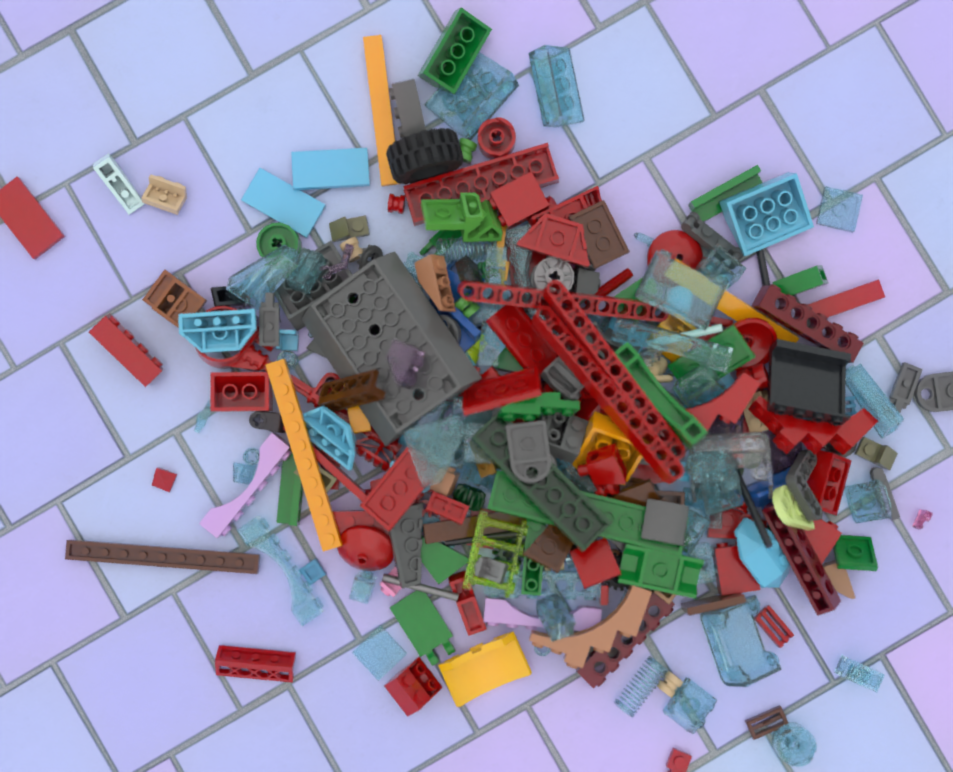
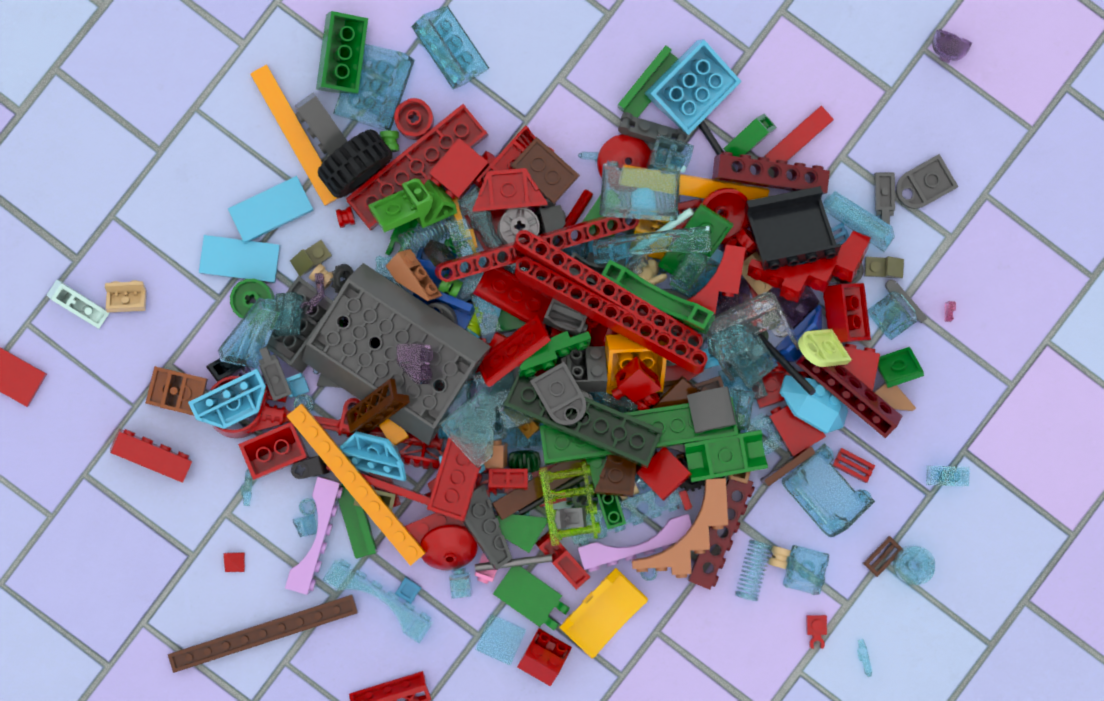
camera: 25 degrees left, 0 degrees up
(555, 617) = (648, 538): clear light blue brick -> none
(797, 483) = (818, 326): dark grey beam -> none
(839, 209) = (759, 54): clear light blue tile -> none

